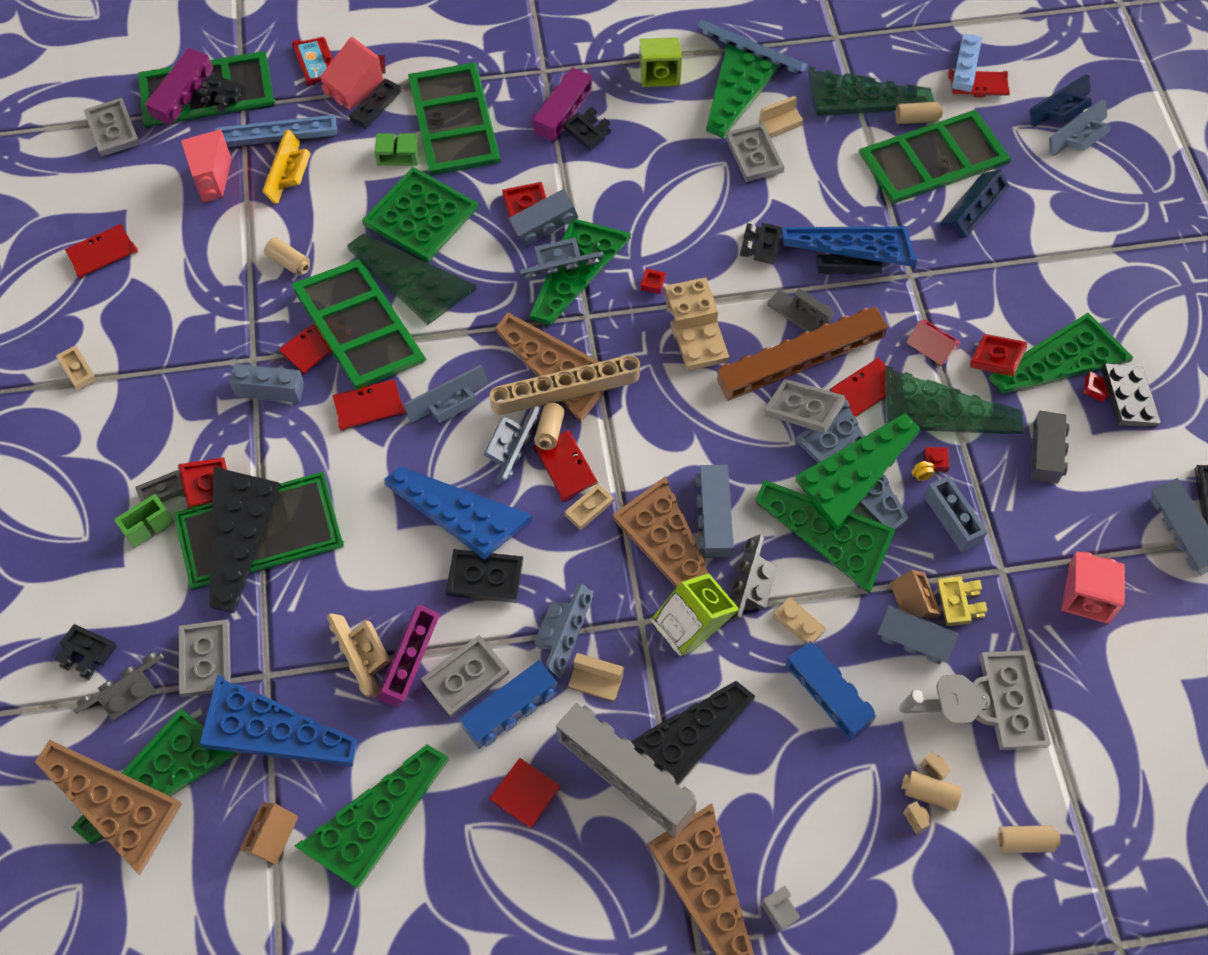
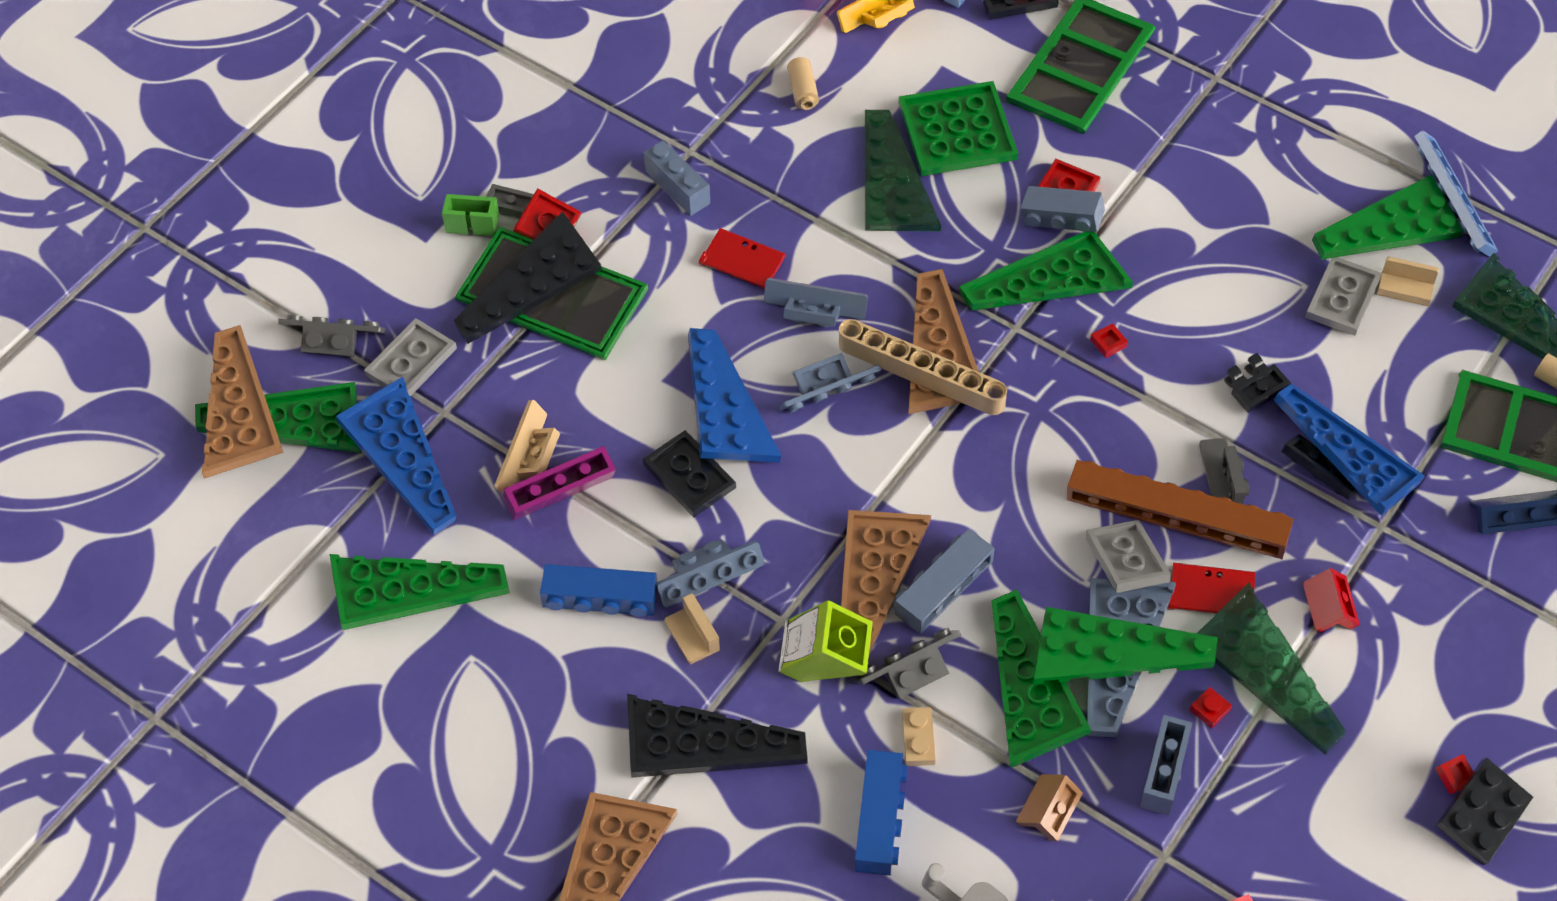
camera: 45 degrees right, 5 degrees down
(76, 367) = (544, 55): tan plate -> none
(85, 644) = (339, 280): black plate -> none
(269, 832) = (324, 531): medium nougat panel -> none
(307, 351) = (738, 177): red door -> none
(358, 323) = (805, 184): door -> none
(396, 150) = (995, 56): bright green piece -> none
(465, 676) = (589, 539): light grey plate -> none
(525, 793) = (540, 670): red tile -> none
(549, 426) = (872, 392): tan brick -> none
(559, 255) = (1037, 251): sand blue bracket -> none
(562, 104) = (1197, 119): magenta brick -> none
(567, 472) = (851, 444): red door -> none
(583, 130) = (1191, 159): black plate -> none
(589, 506) = (837, 488): tan plate -> none
(626, 769) = (628, 714): light grey brick -> none
(660, 61) = (1337, 143): lime slope -> none
(695, 323) = (1103, 405): tan piece -> none
(917, 635) = (1009, 834): sand blue brick -> none
(923, 471) = (1181, 705): yellow plate -> none
(954, 600) = (1081, 839): light yellow plate -> none
(998, 354) = (1382, 663): red tile -> none
(1049, 447) = (1337, 787): dark grey brick -> none
(1069, 352) = (1454, 718): green wing -> none

